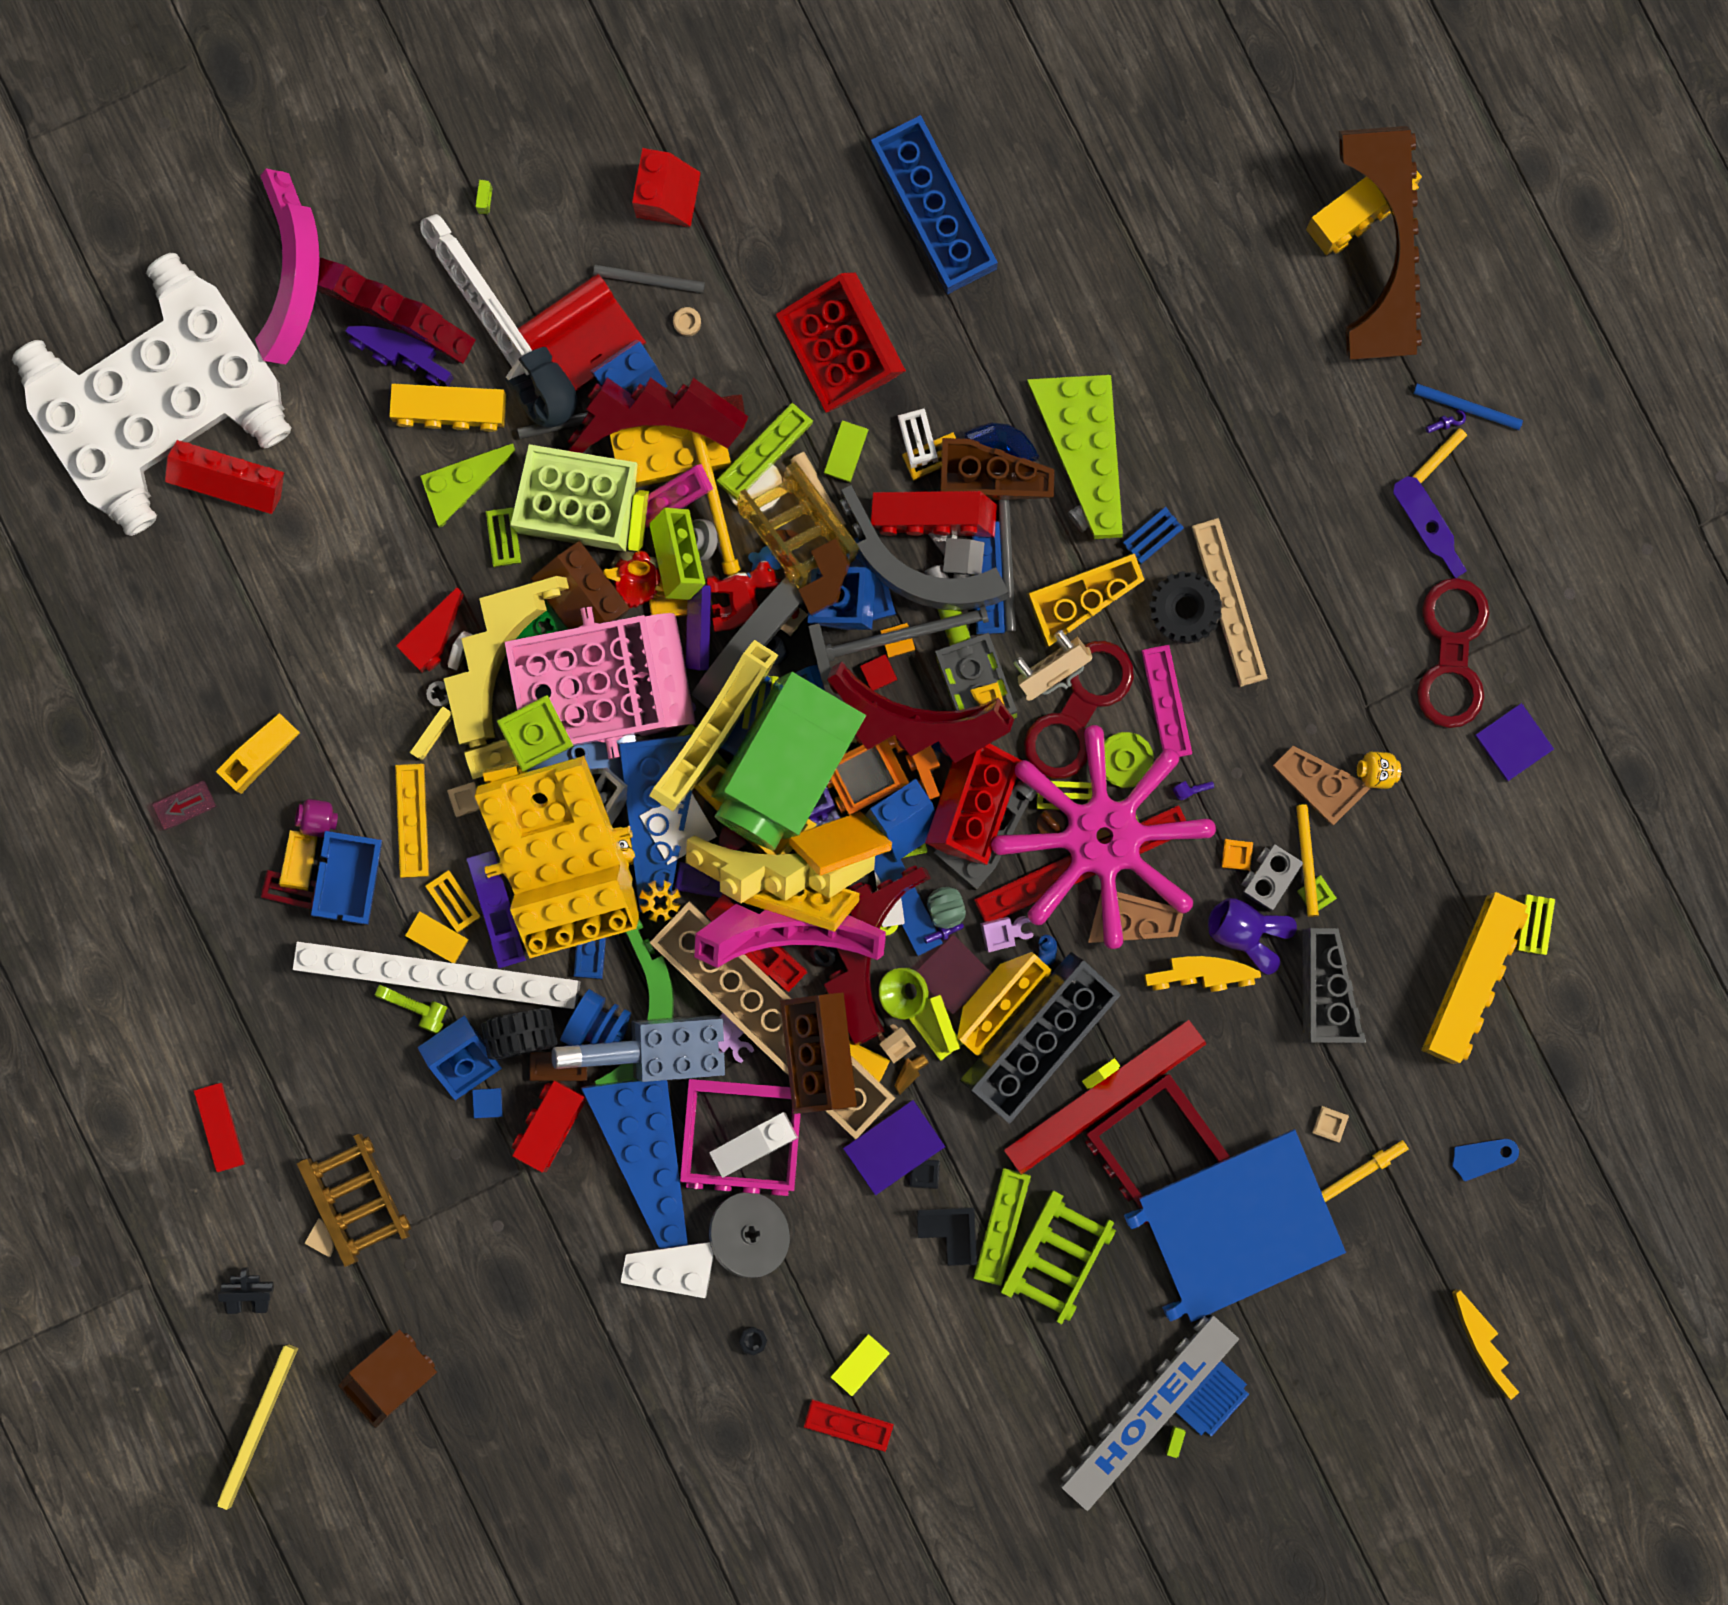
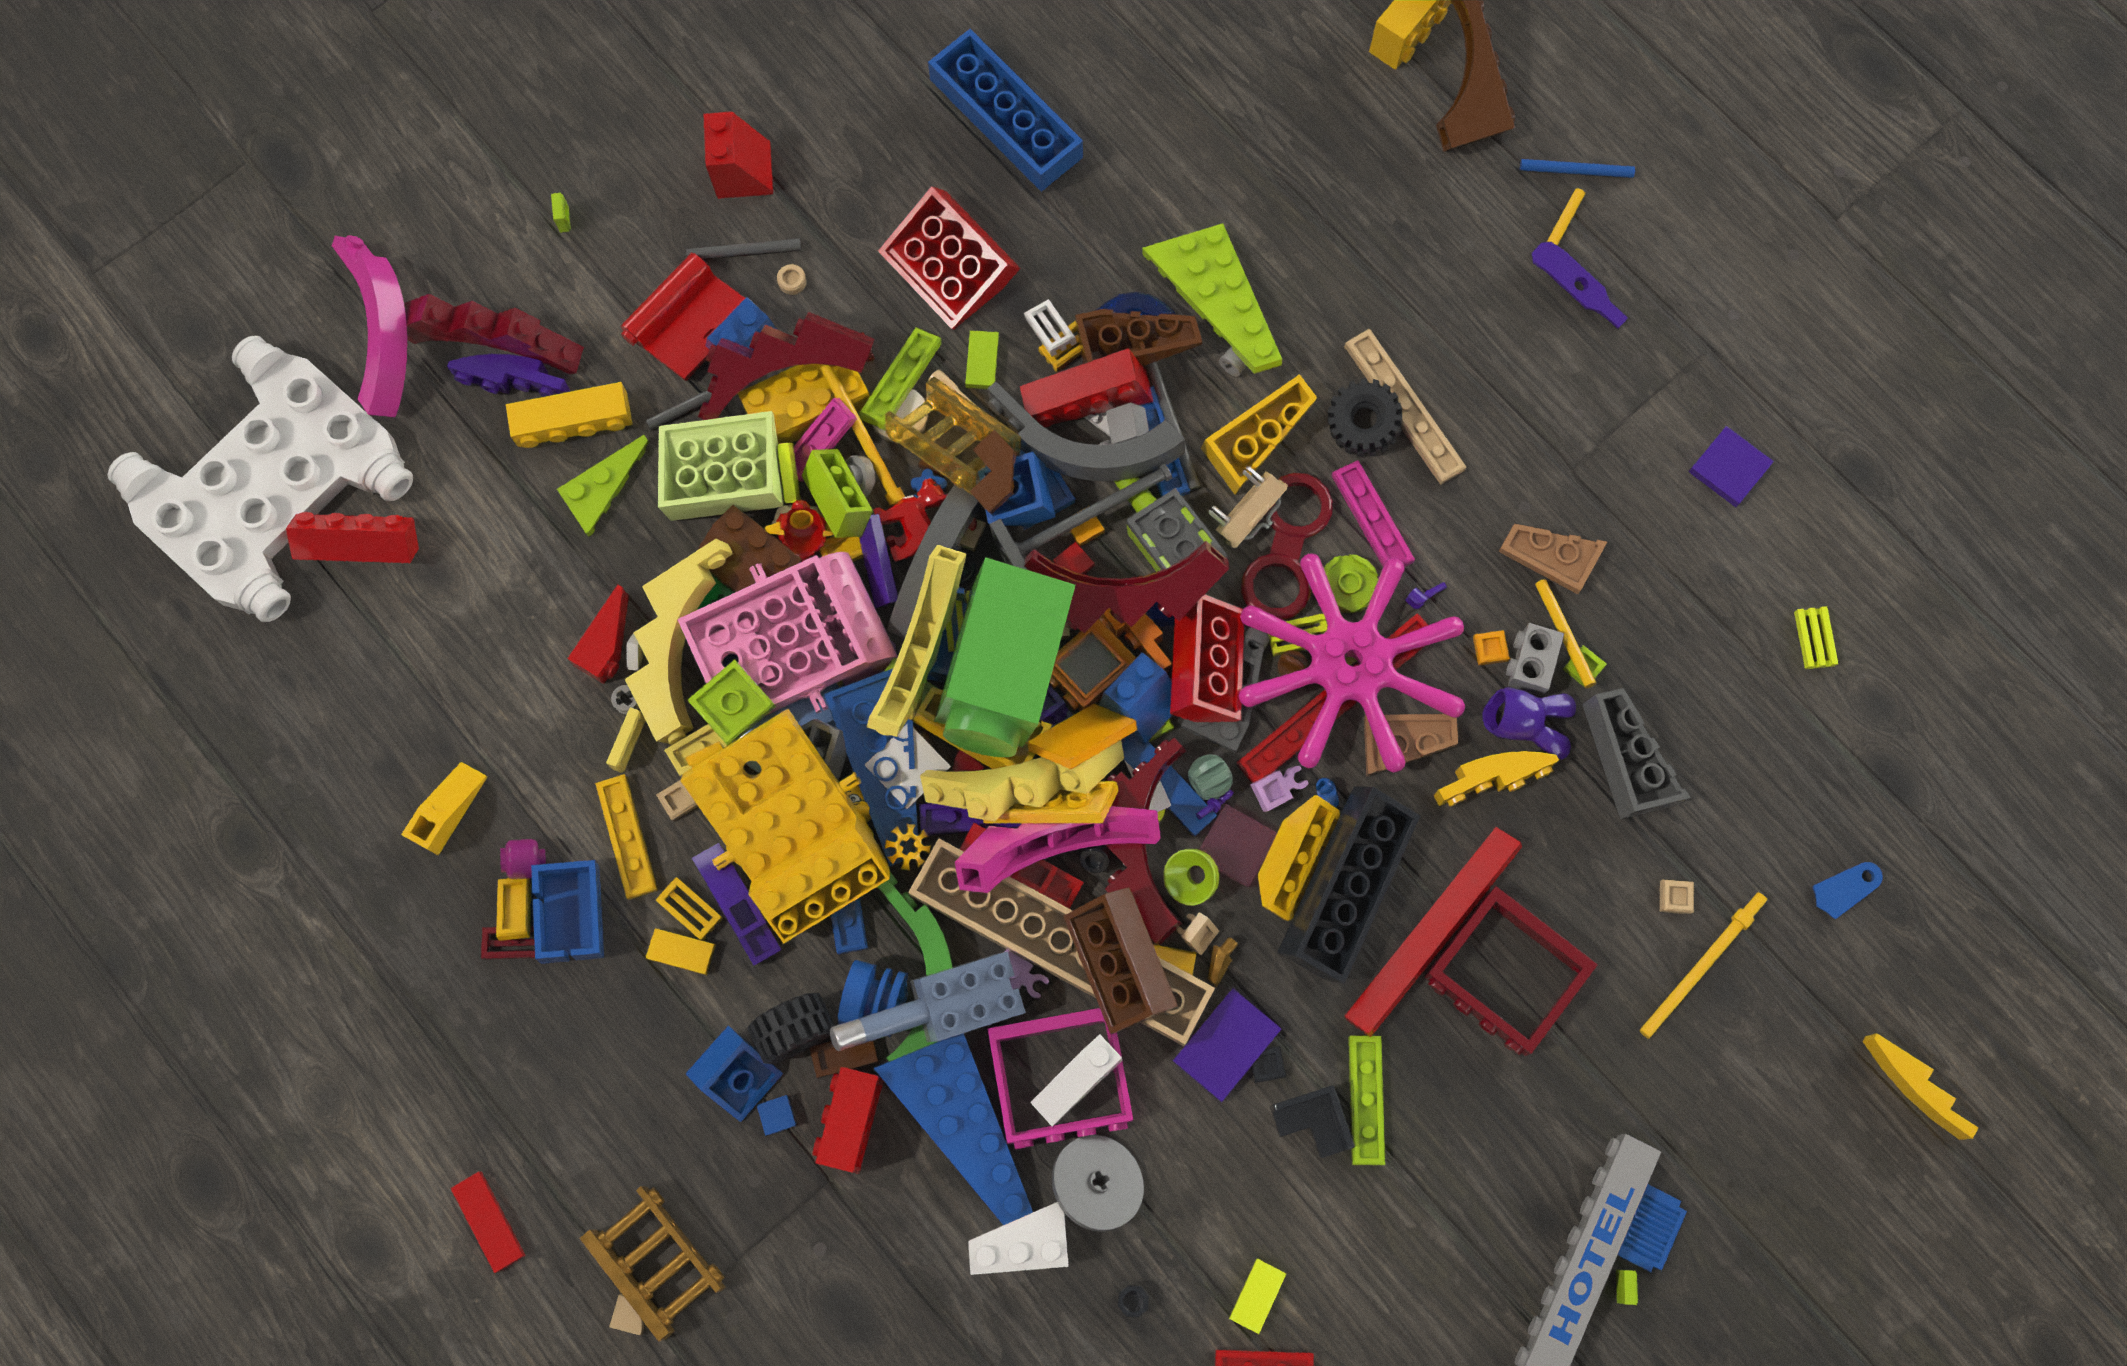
camera: 15 degrees left, 10 degrees down
(184, 805) = (379, 883): clear pink tile -> none
(431, 1015) = (693, 1036): lime brick -> none
(436, 975) = (687, 991): white brick -> none
(507, 561) = (664, 550): lime tile -> none
(539, 383) = (648, 361): piece -> none
(929, 1029) = (1235, 909): neon yellow tile -> none
(944, 1023) = (1244, 896): neon yellow tile -> none
(986, 693) = (1189, 544): yellow tile -> none
(1029, 1258) = (1406, 1126): lime fence -> none
(1101, 1074) = (1422, 907): neon yellow tile -> none
(1170, 520) = (1322, 344): blue tile -> none
(1240, 1226) = (1620, 1030): blue flag -> none
(1379, 770) = (1608, 525): yellow head -> none
(1445, 422) = (1560, 187): dark purple hand -> none
(1453, 653) = (1641, 397): dark red bar -> none
(1474, 978) = (1778, 704): yellow brick -> none

